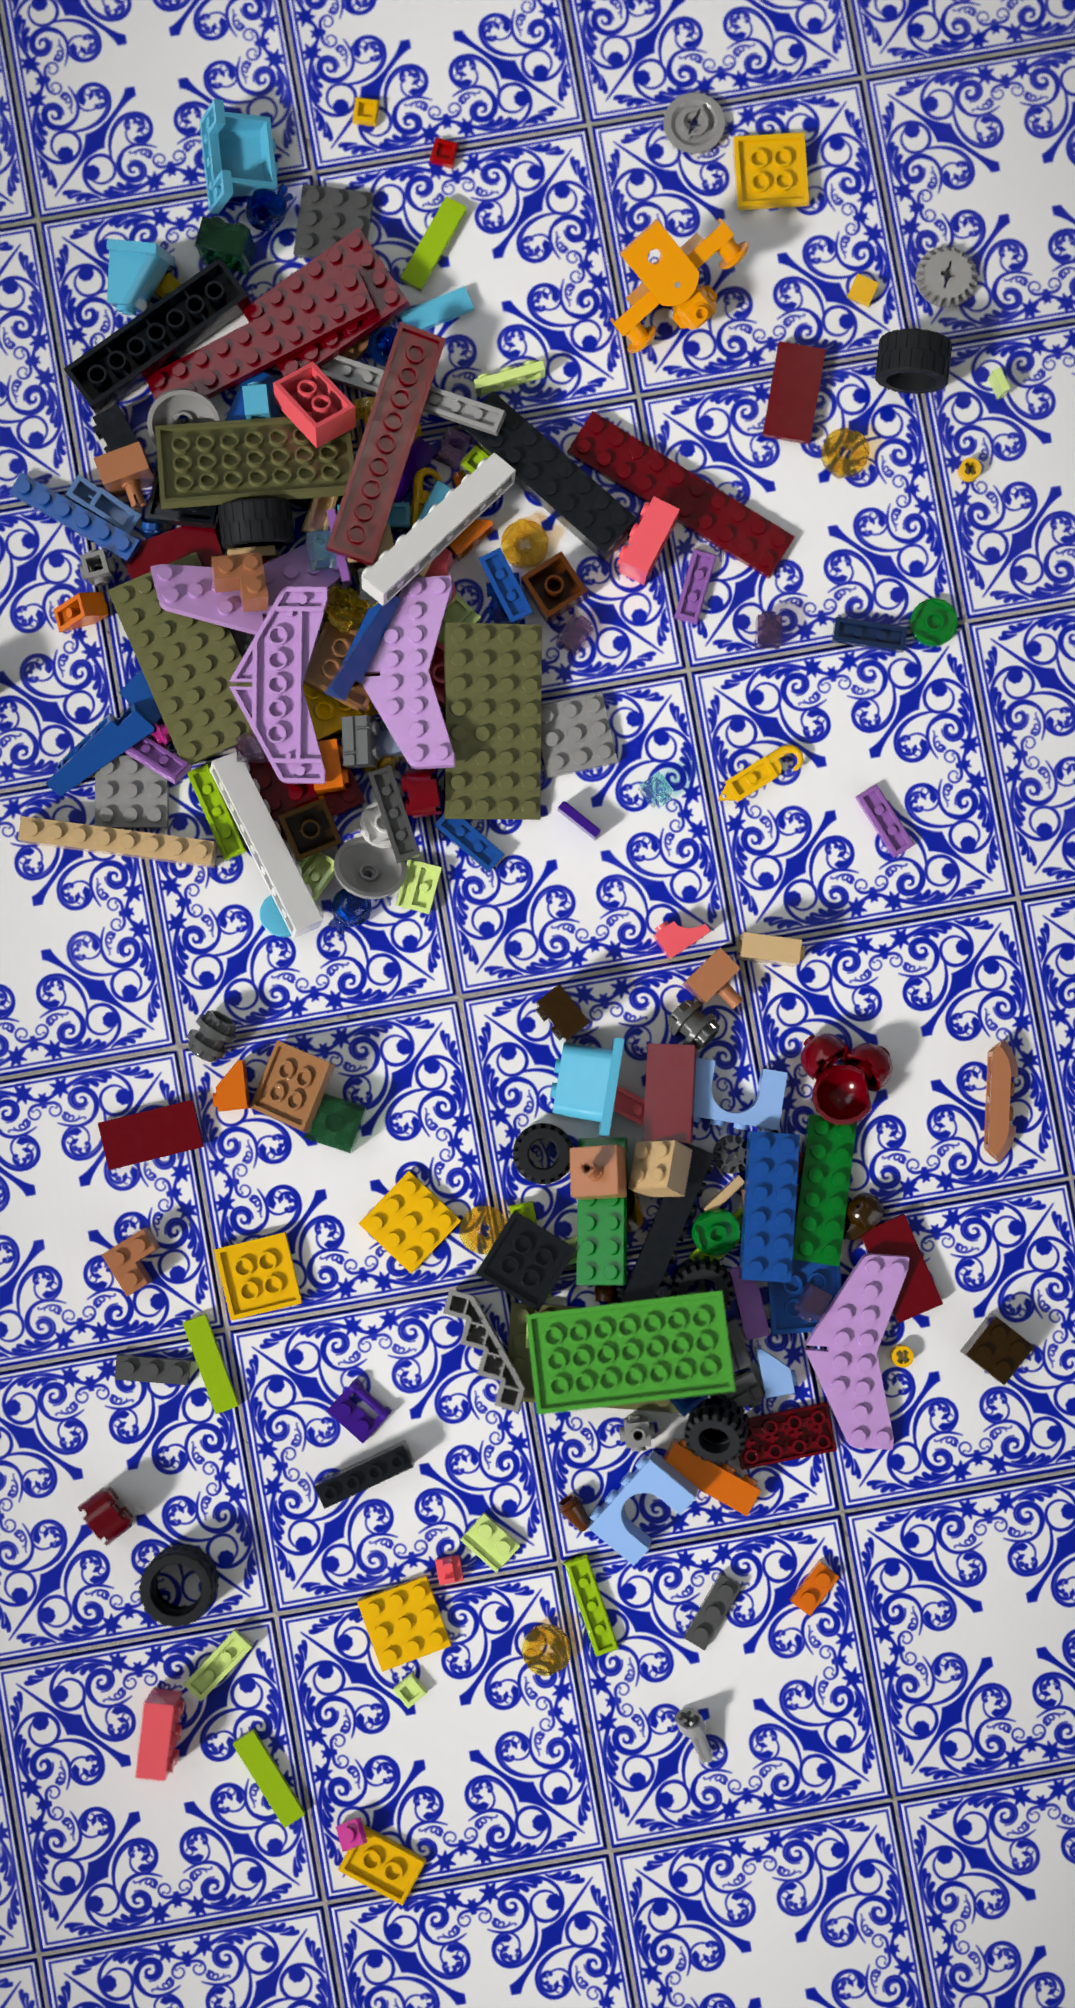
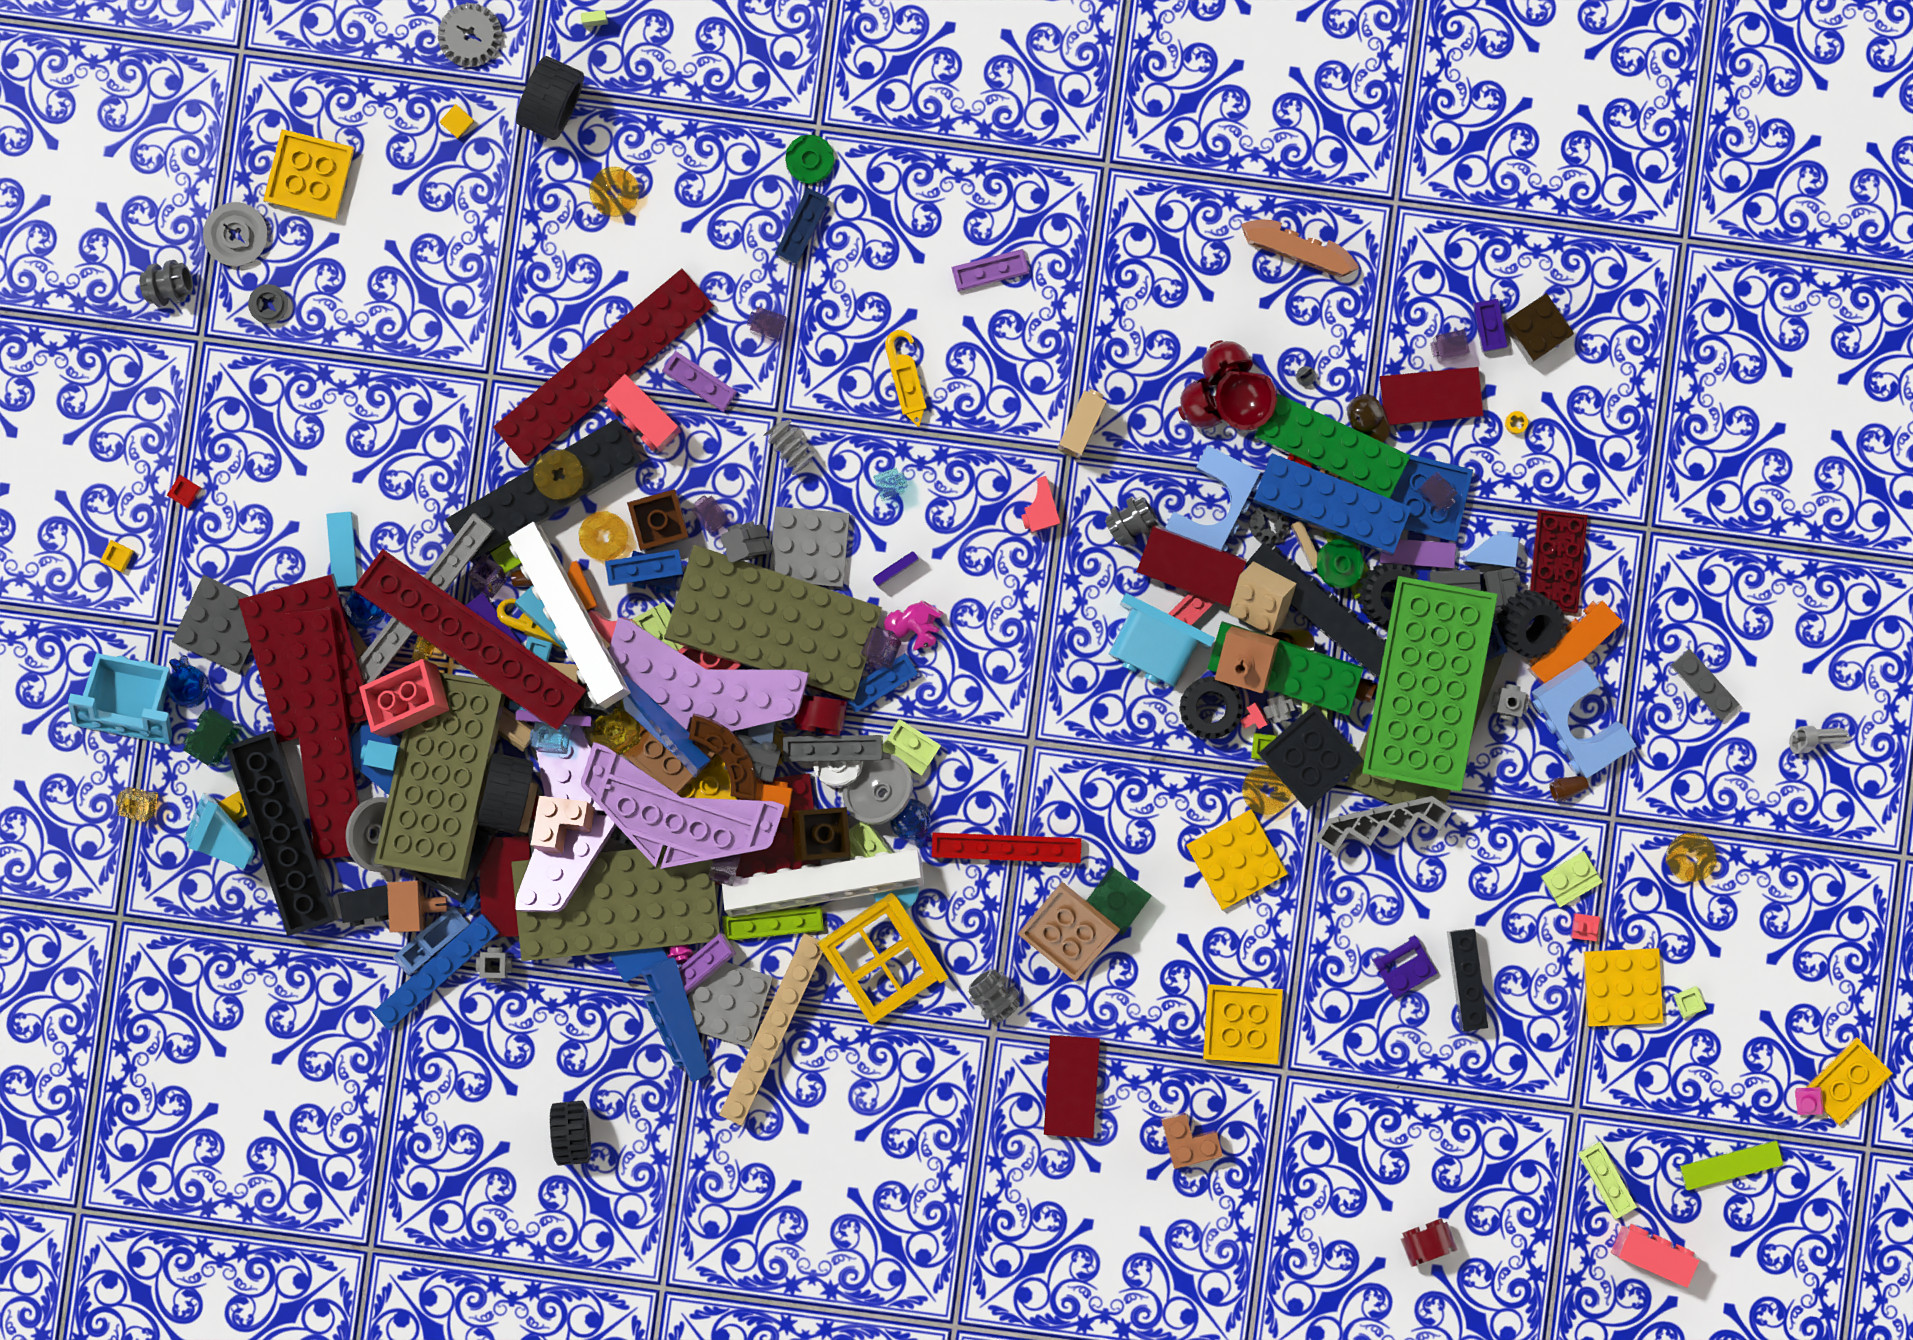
camera: 70 degrees left, 0 degrees up
(81, 611) = (531, 995): orange slope -> none
(144, 199) = (131, 809): none -> clear yellow brick
(152, 1369) = (1301, 1156): dark grey plate -> none
(162, 1610) = (1548, 1198): black tyre -> none
(210, 1364) = (1313, 1097): lime tile -> none
(233, 1089) = (1053, 992): orange slope -> none
(240, 941) = (910, 938): none -> yellow window
(353, 1004) = (1006, 847): none -> red plate
(360, 716) = (731, 751): none -> reddish brown tile
(433, 244) = (273, 531): lime tile -> none
(501, 829) = (881, 648): none -> clear purple brick
(509, 377) = (432, 498): yellowish green plate -> none
(539, 857) = (919, 619): none -> dark pink animal
(549, 1198) = (1256, 716): none -> coral tile
(559, 673) = (746, 542): none -> dark grey brick
(562, 1013) = (1080, 645): dark brown brick -> none
(562, 1217) = (1279, 708): none -> light grey gear
(574, 490) = (562, 488): none -> clear yellow plate
(591, 1605) = (1662, 800): lime tile -> none
(628, 72) = (170, 282): none -> dark grey piece
(635, 163) = (268, 292): none -> dark grey gear
(662, 687) = (790, 445): none -> light grey piece
(673, 279) = (395, 307): light orange piece -> none
(713, 979) = (1093, 487): nougat brick -> none
(793, 392) = (538, 223): dark red tile -> none
(814, 1588) = (1713, 579): orange plate -> none
(852, 1335) = (1480, 463): lavender wing -> none
(879, 1149) = (1309, 380): none -> dark grey hinge
(953, 1271) = (1450, 345): none -> clear purple brick
(977, 469) = (673, 68): yellow bush -> none
(985, 1302) = (1490, 325): none -> dark purple plate

